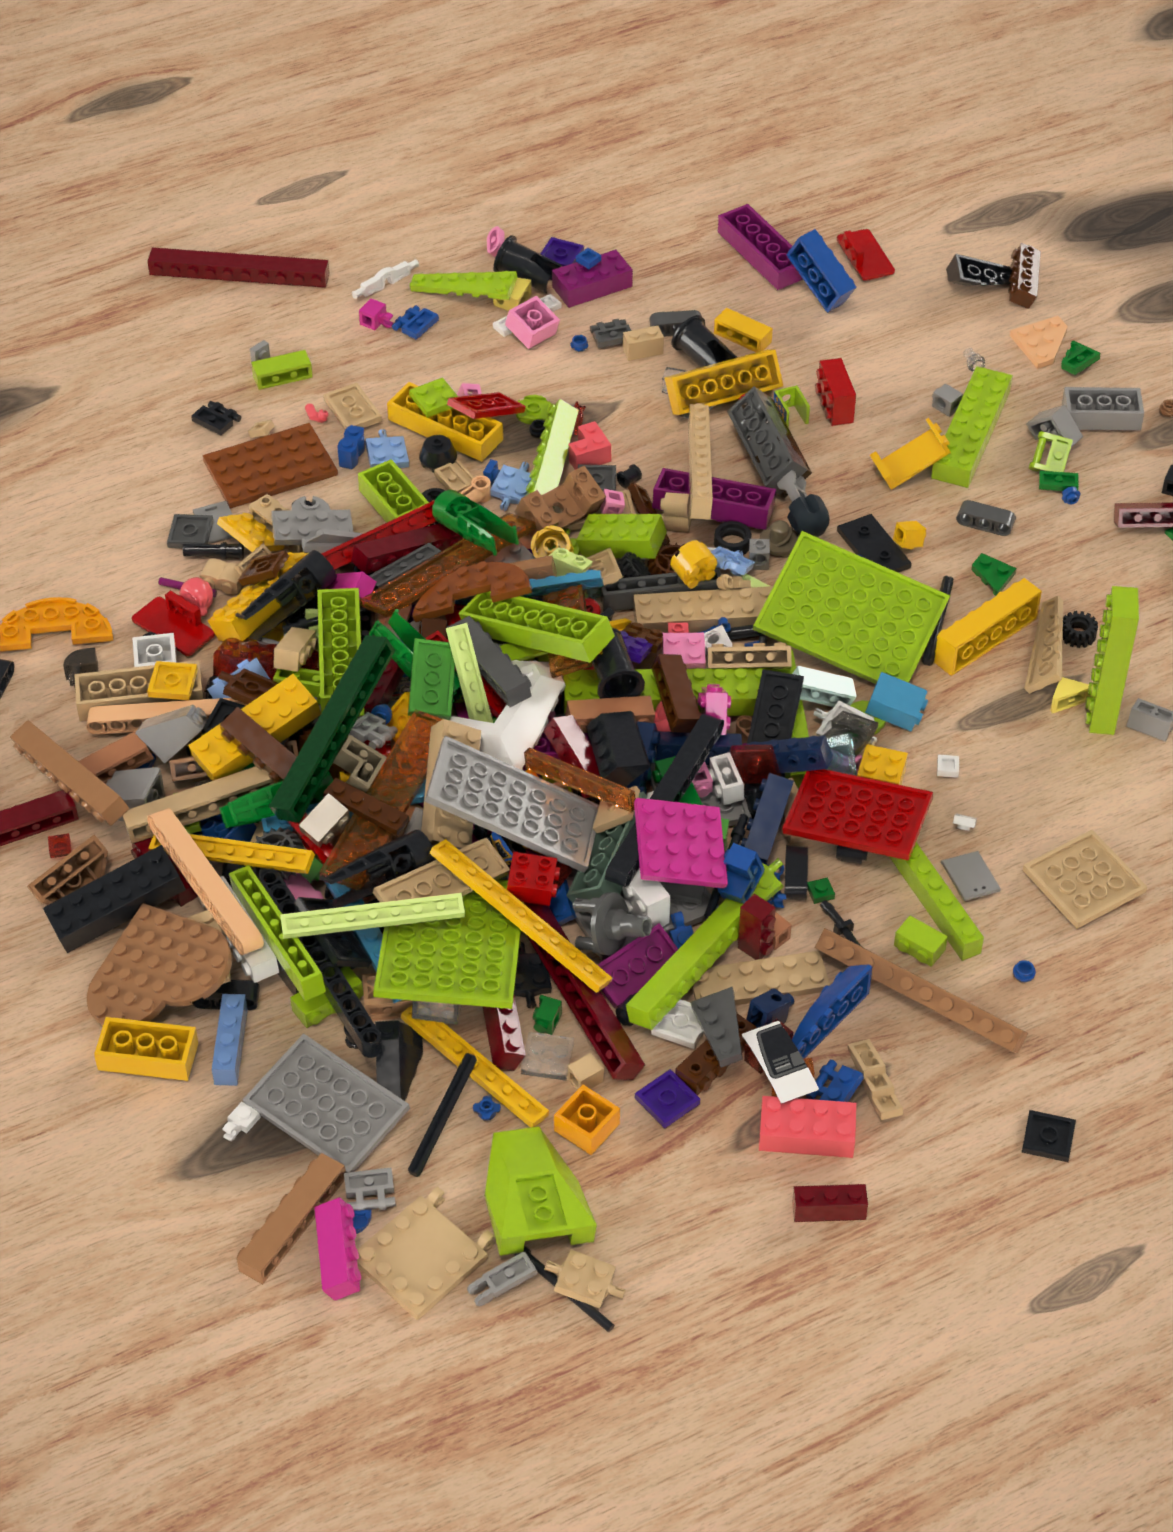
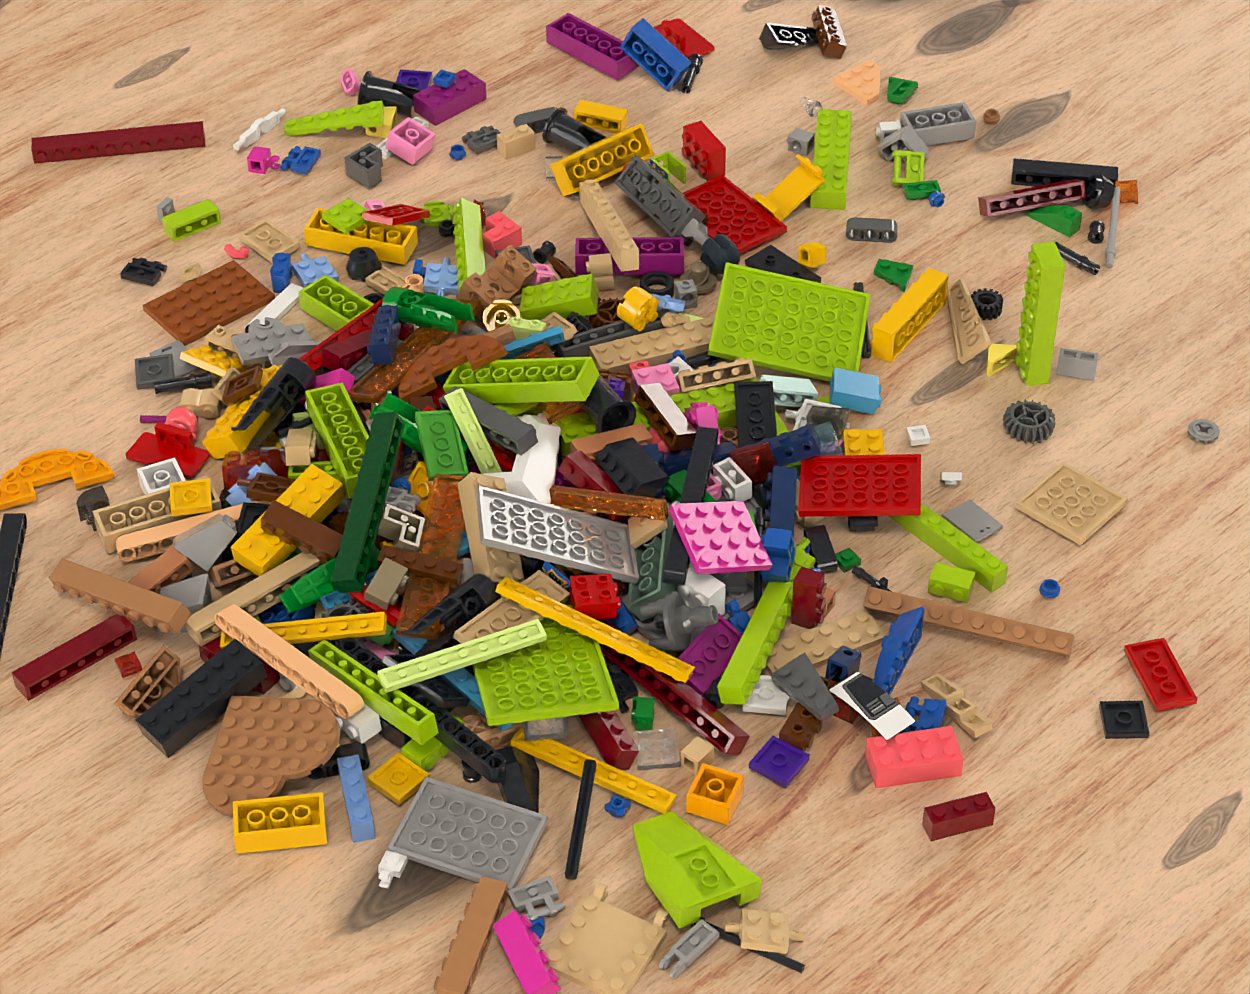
camera: 15 degrees left, 5 degrees down
(279, 1027) = (398, 778): none -> yellow plate
(338, 483) = (280, 304): none -> white tile
(422, 542) = (384, 335): none -> dark blue brick
(476, 340) = (365, 165): none -> dark grey brick
(842, 472) = (735, 214): none -> red plate
(860, 293) = (691, 72): none -> black pin
(1046, 402) = (886, 129): none -> white brick
(1073, 775) = (1029, 421): none -> dark grey gear
(1106, 1094) = (1160, 674): none -> red plate

